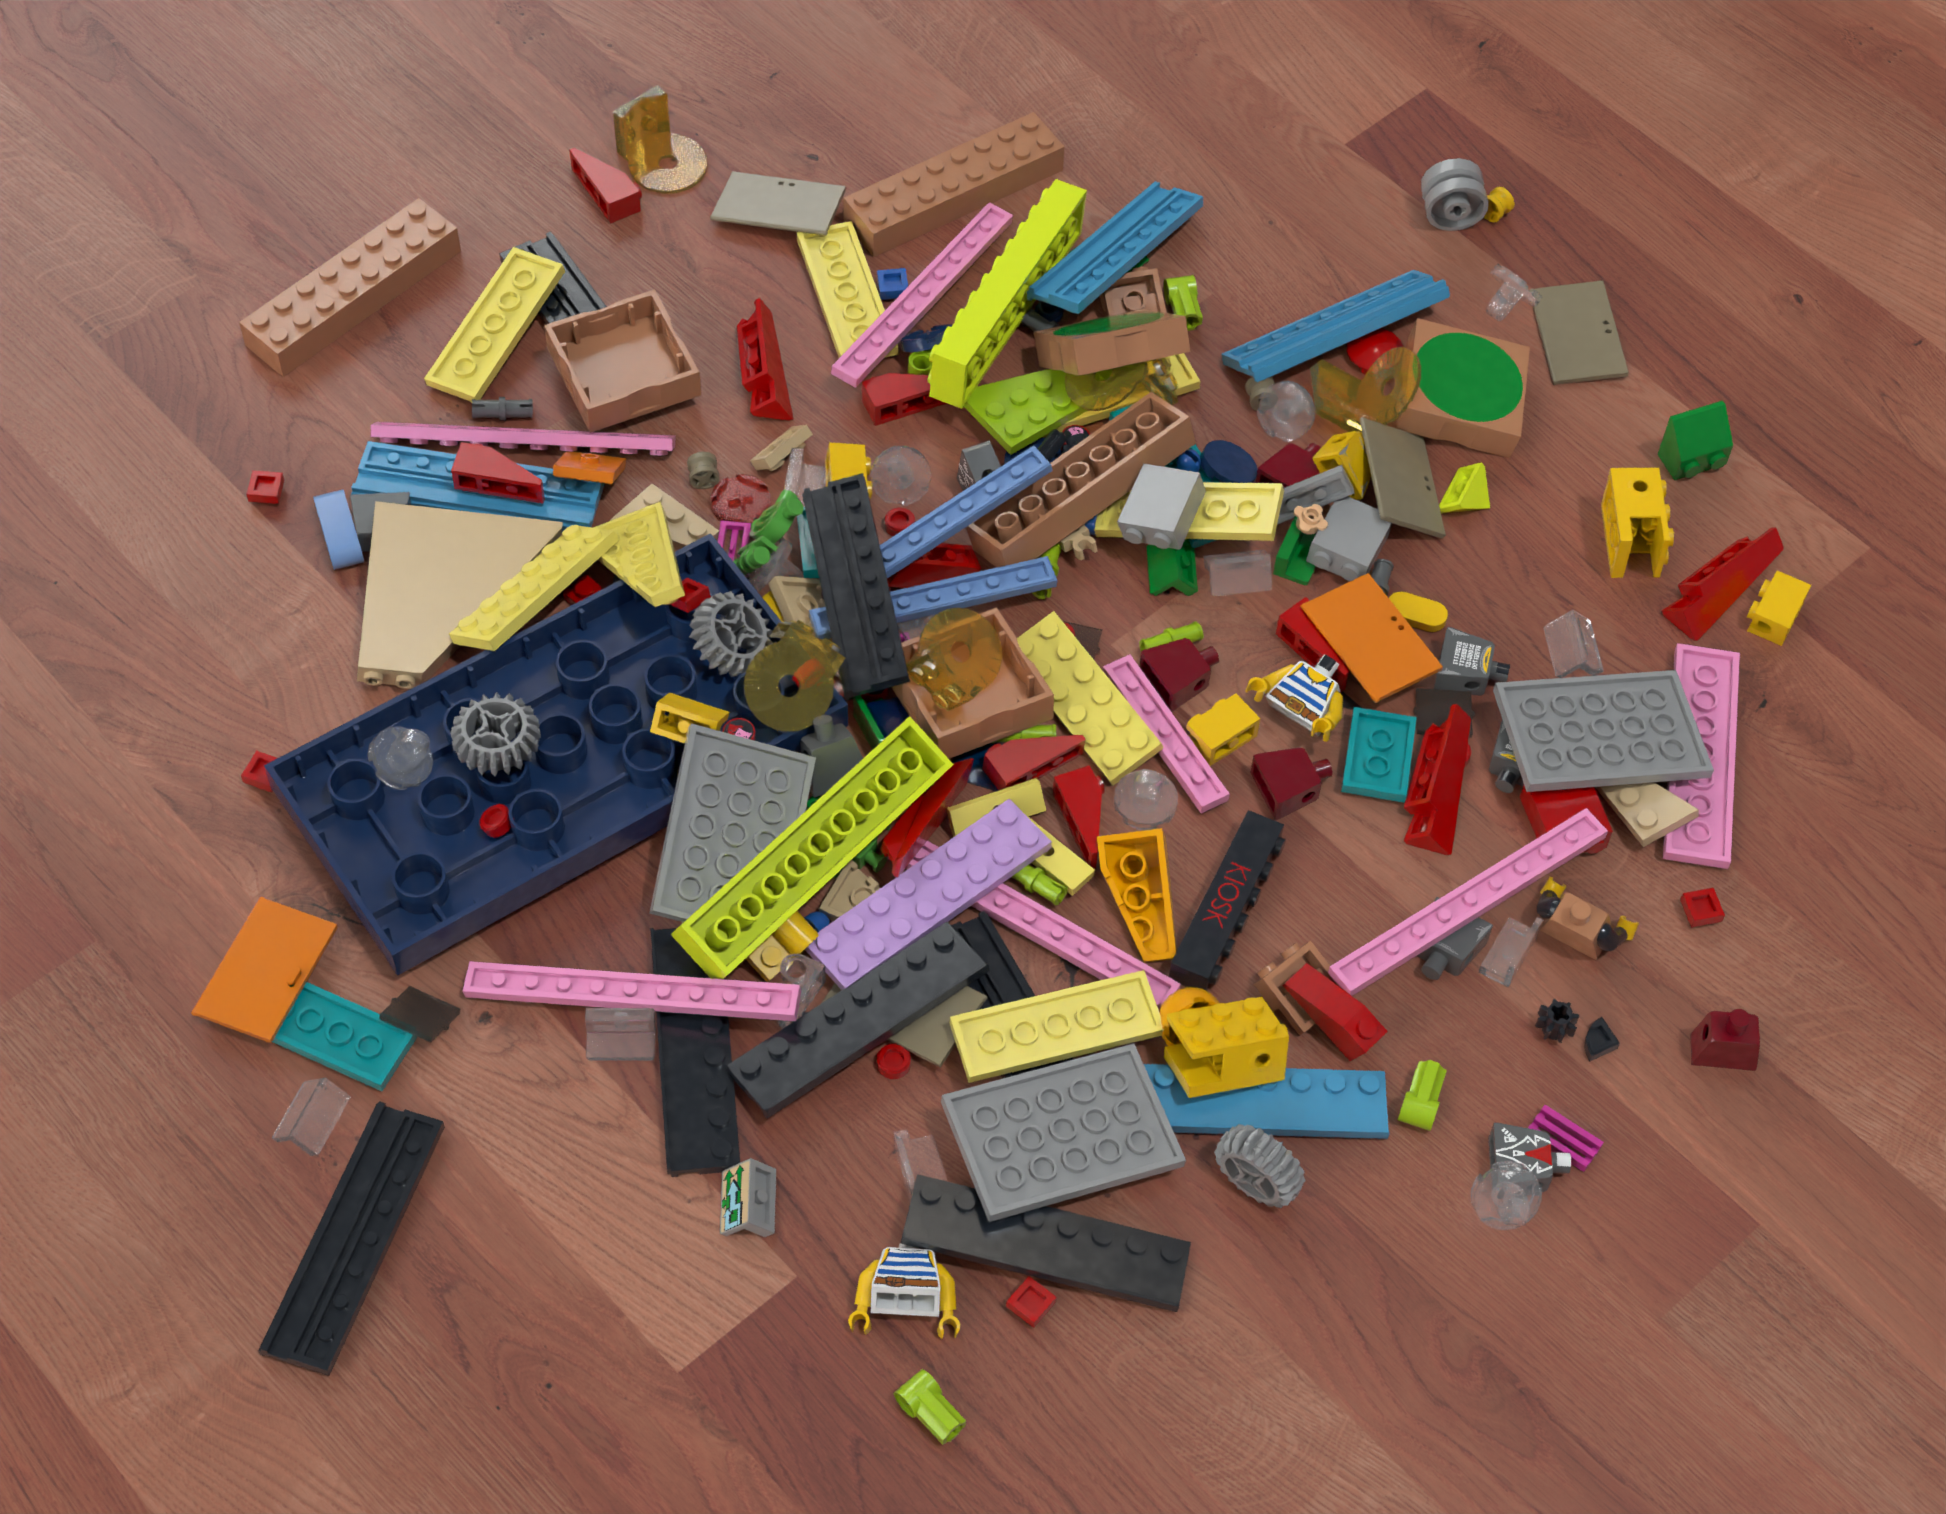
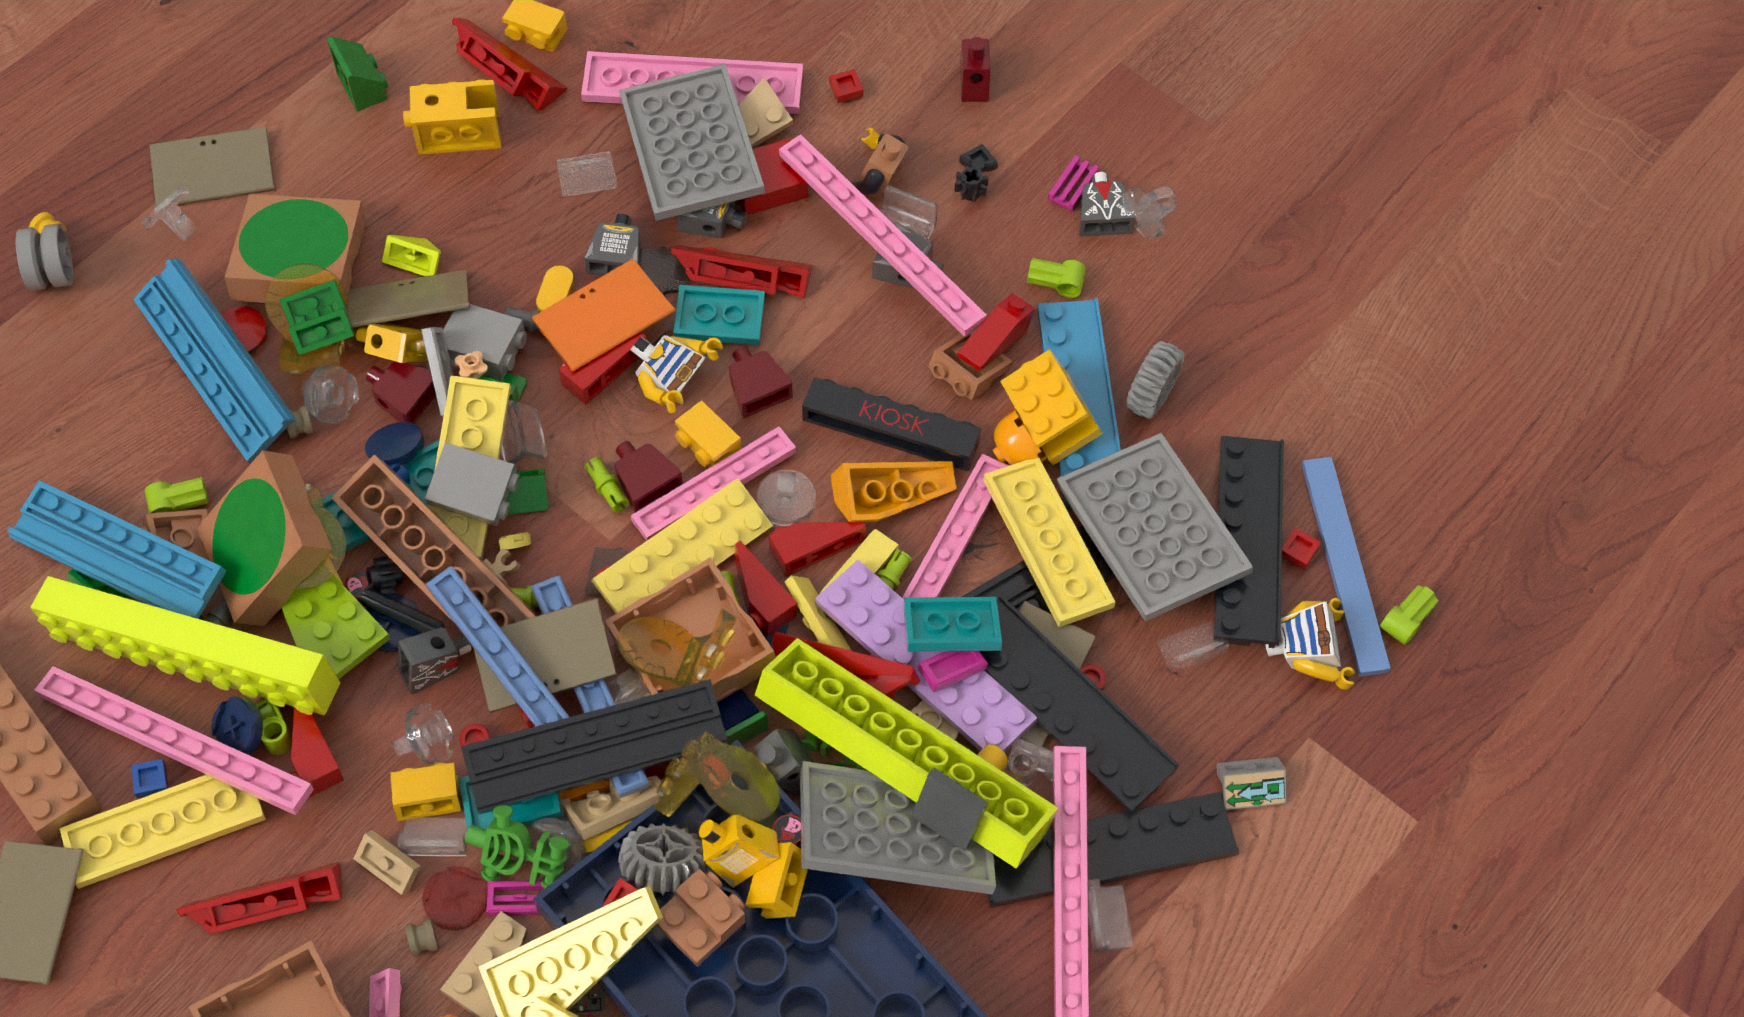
camera: 95 degrees left, 5 degrees up
(663, 654) = (701, 916): none -> nougat plate
(722, 679) = (738, 848): none -> yellow torso
(734, 866) = (949, 809): none -> dark grey tile
(908, 906) = (951, 668): none -> dark pink tile
(953, 905) = (952, 624): none -> teal plate
(968, 566) = (557, 646): none -> dark tan container
(1008, 1352) = (1345, 567): none -> medium blue tile
(1110, 557) = (514, 541): none -> light yellow tile
(1369, 392) = (317, 316): none -> green slope

